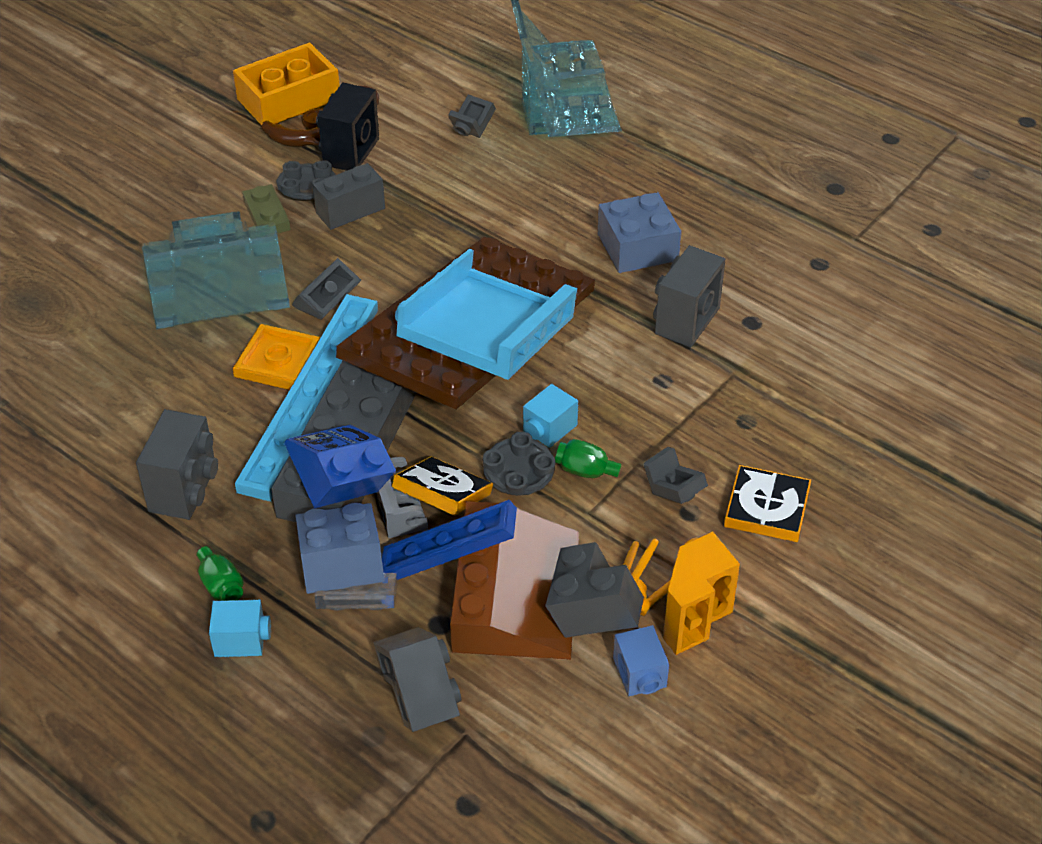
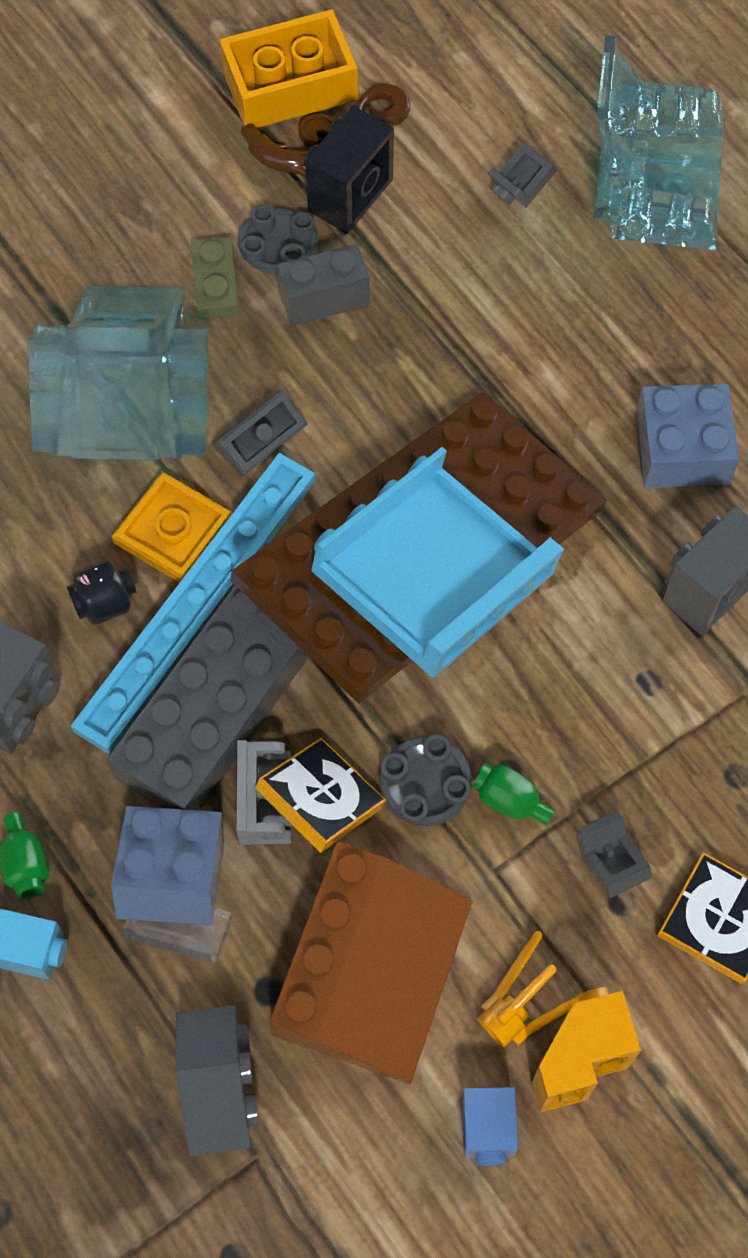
camera: 15 degrees right, 20 degrees up
(234, 400) = (101, 591): none -> black head
(340, 464) = (189, 756): blue slope -> none
(450, 540) = (300, 900): blue tile -> none
(550, 415) = (484, 715): medium azure brick -> none
(590, 594) = (445, 1023): dark grey brick -> none

